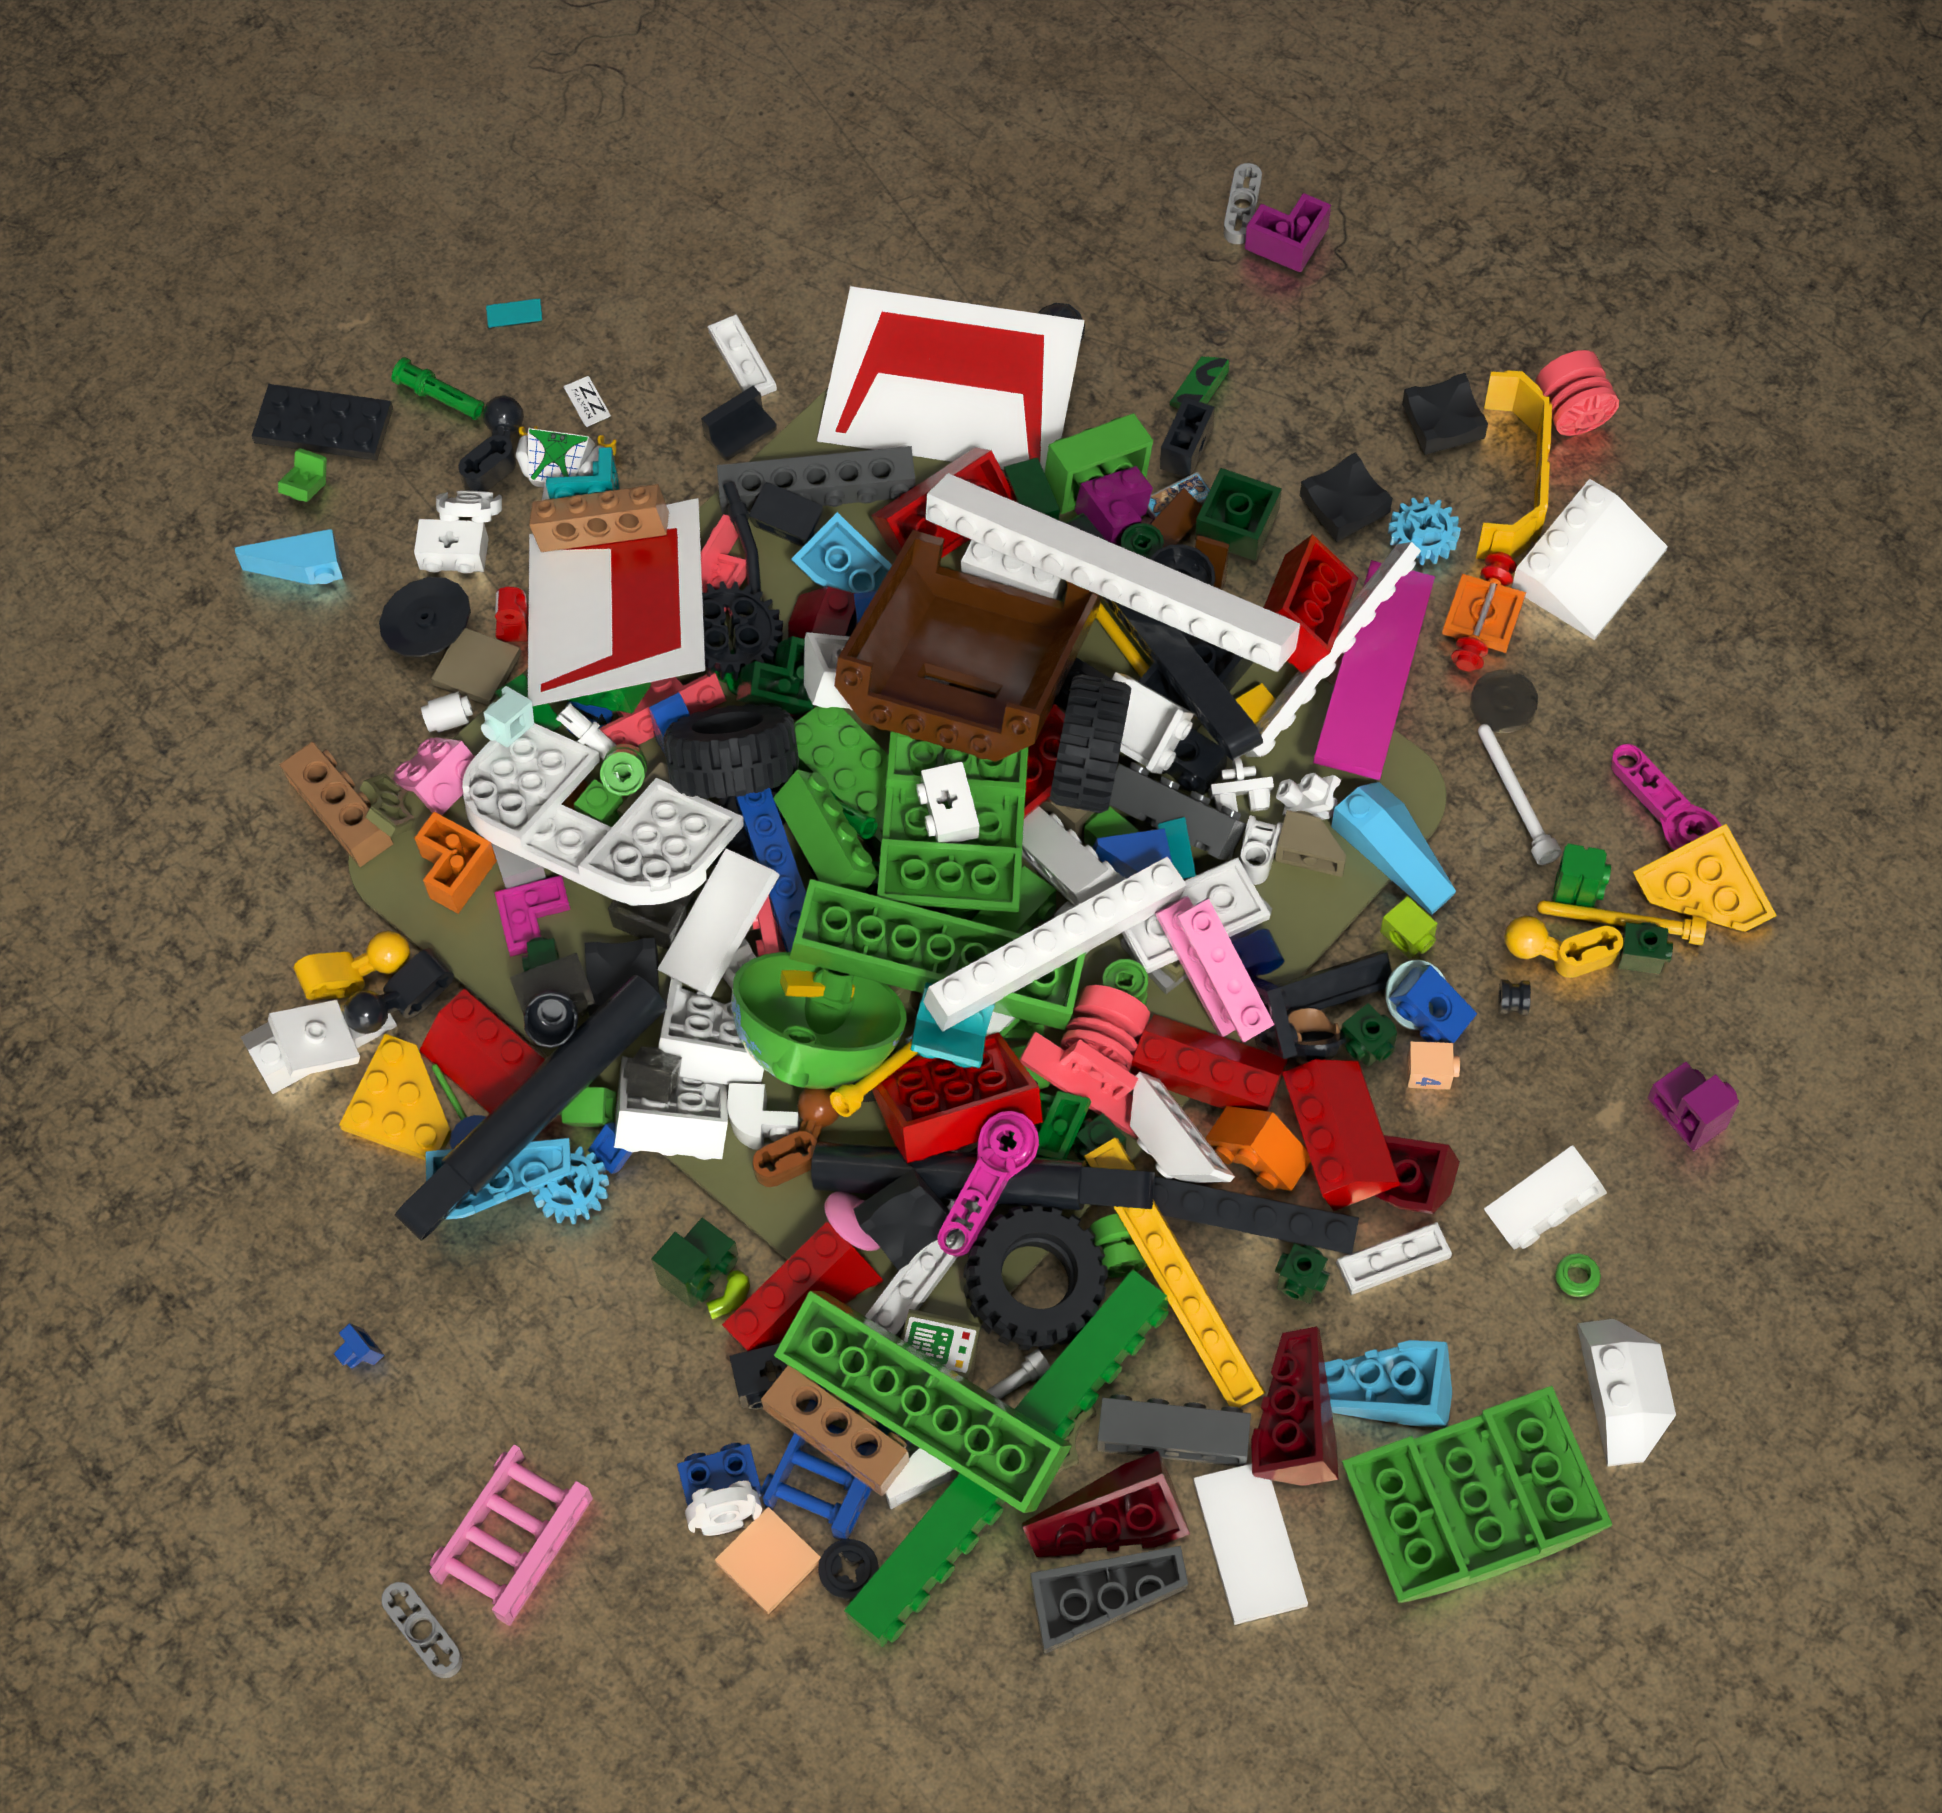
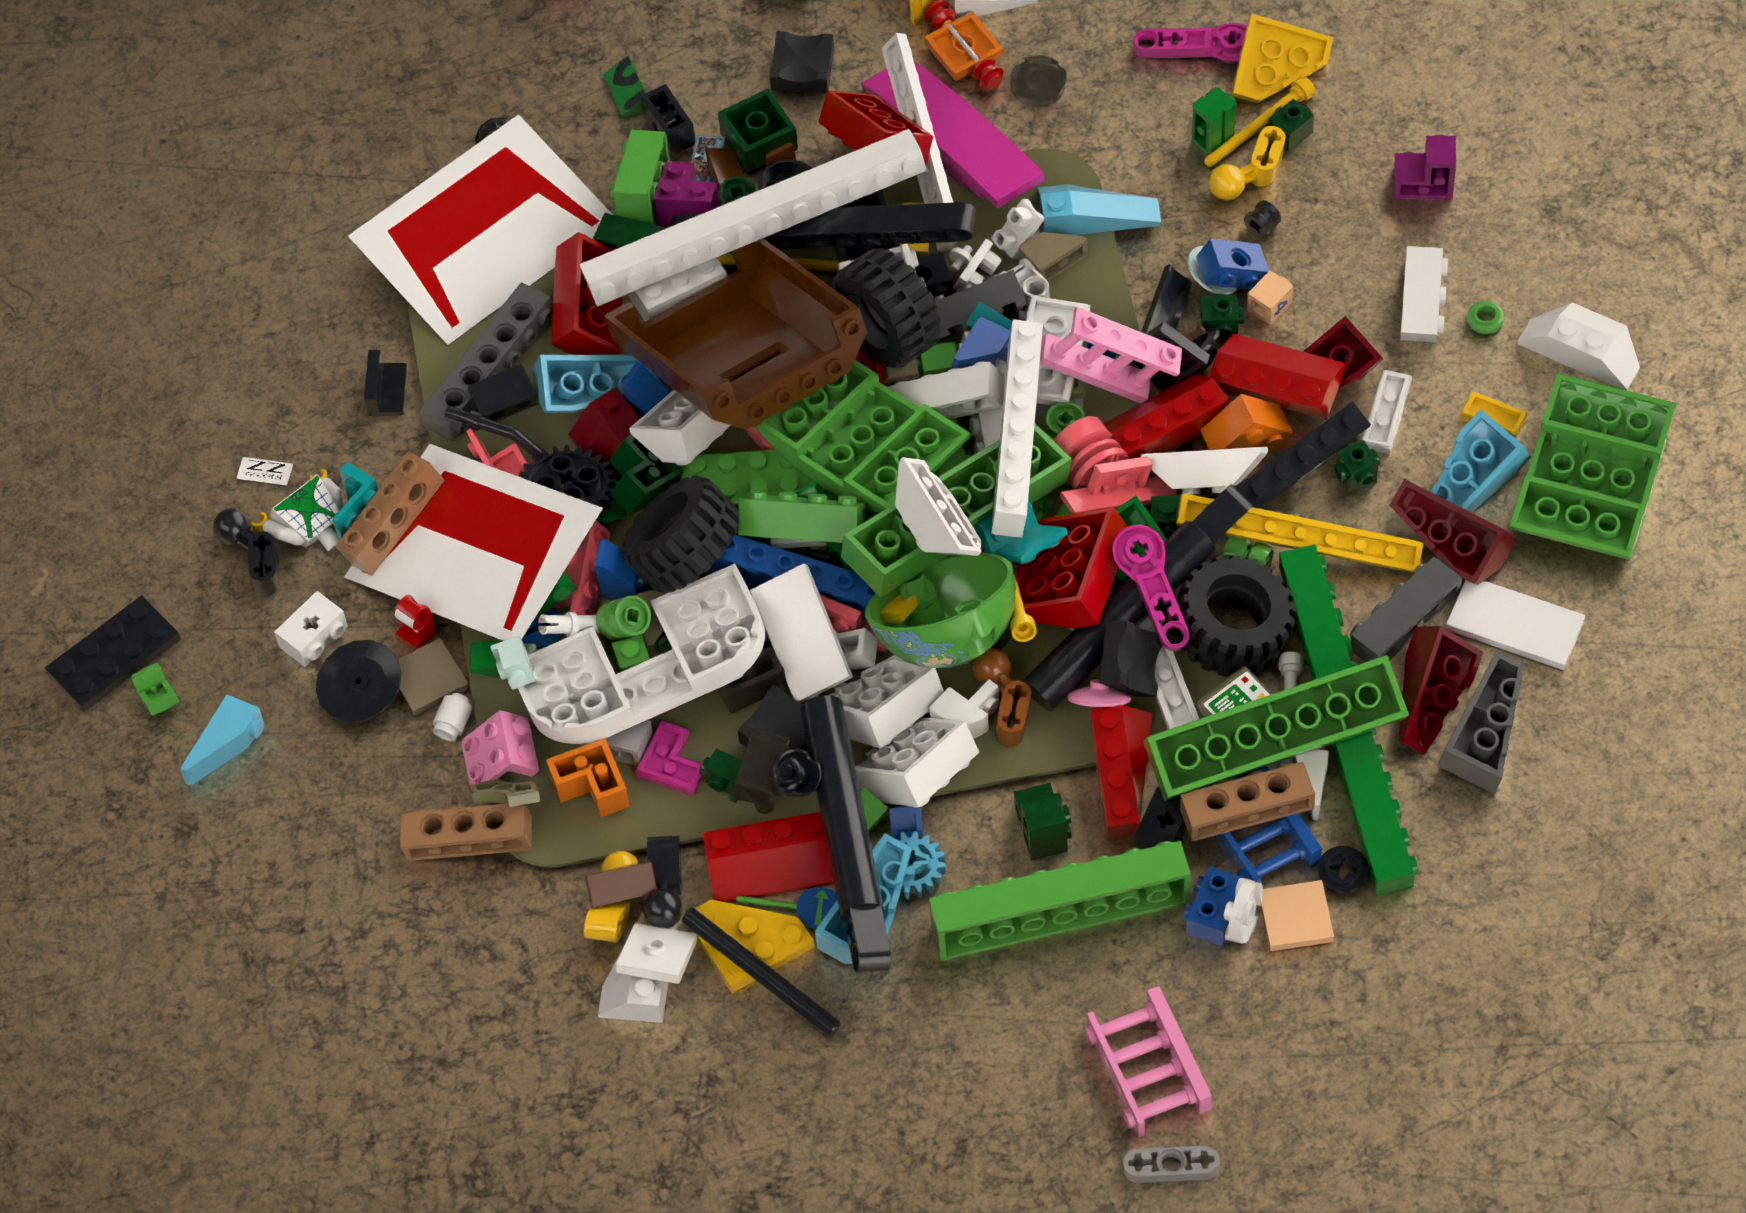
camera: 50 degrees left, 5 degrees down
(357, 1347) = (922, 1074): blue tile -> none
(360, 959) = (621, 883): none -> reddish brown slope
(363, 1137) = (761, 972): none -> black axle
(425, 383) = (148, 563): green pin -> none
(469, 503) = (290, 592): white plate -> none
(514, 313) = (138, 471): teal sticker -> none
(617, 1337) = (1060, 900): none -> bright green brick
(653, 1074) = (887, 743): clear smoke brick -> none
(734, 1295) = (1084, 817): lime arm -> none
(741, 355) = (326, 349): white tile -> none
(889, 939) = (933, 512): none -> white wedge
(949, 785) = (854, 421): white brick -> none
(1409, 928) = (1161, 243): lime brick -> none
(1426, 527) = (866, 35): medium azure gear -> none
(1472, 1360) = (1505, 415): none -> yellow tile
(1544, 847) = (1169, 130): white piece -> none

